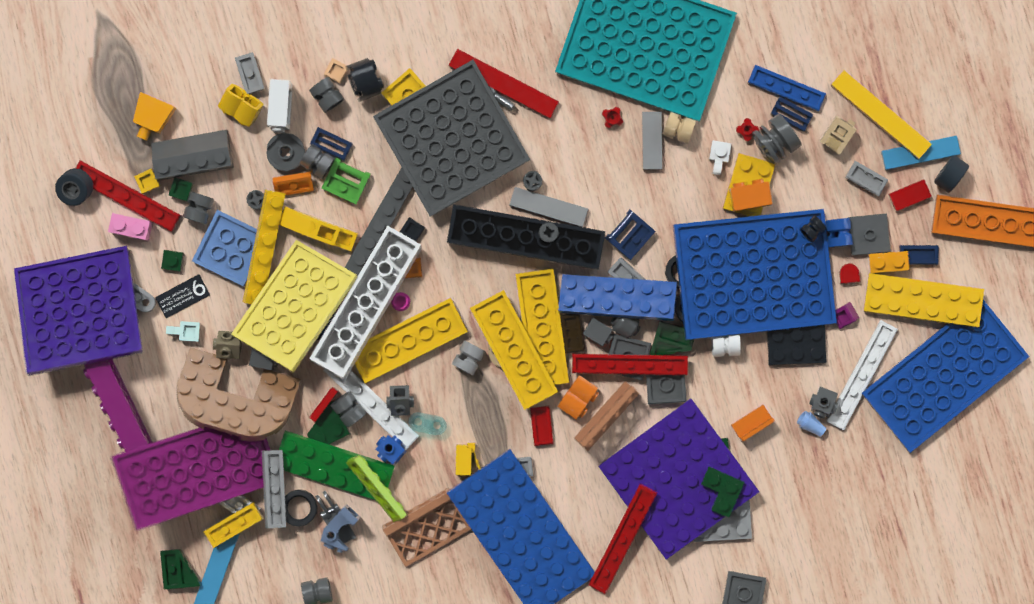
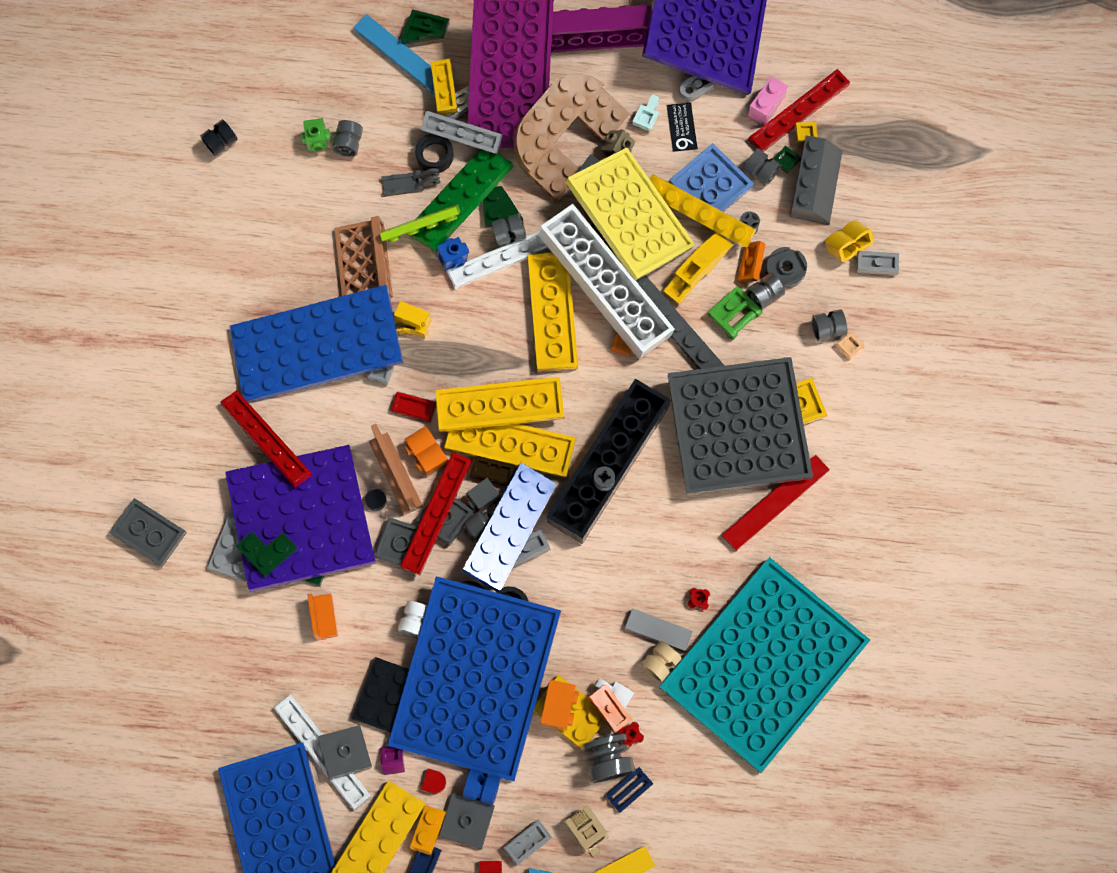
camera: 115 degrees right, 15 degrees down
(74, 187) = (826, 65): black wheel -> none
(151, 115) = (870, 159): light orange torso -> none
(172, 260) = (720, 129): dark green plate -> none
(279, 105) = (835, 274): white window -> none
(323, 404) = (528, 218): red tile -> none
(344, 517) = (405, 187): sand blue tile -> none
(346, 150) = (766, 325): dark blue tile -> none
(364, 79) = (832, 364): black brick -> none
(400, 301) = (594, 319): dark pink plate -> none
(400, 400) = (496, 279): dark grey brick -> none
(412, 229) = (661, 357): black tile -> none
(427, 423) = (463, 300): clear light blue plate -> none
(468, 357) = (511, 361): light grey wheel -> none
(503, 101) = (766, 489): dark grey bar -> none
(532, 177) = (662, 488): dark grey wheel -> none
(548, 206) = (631, 498): light grey tile -> none
(635, 239) = (562, 570): dark blue plate -> none
(636, 422) = (375, 499): none -> black tile
(670, 339) = (444, 564): dark green wing -> none
(735, 154) = (609, 708): none -> plate
(786, 88) = (659, 796): blue tile -> none
(810, 423) = (295, 675): light blue cone -> none
(813, 229) = (499, 762): black wheel -> none
(826, 396) = (310, 705): dark grey brick -> none
(856, 355) = (344, 752): none -> dark grey plate

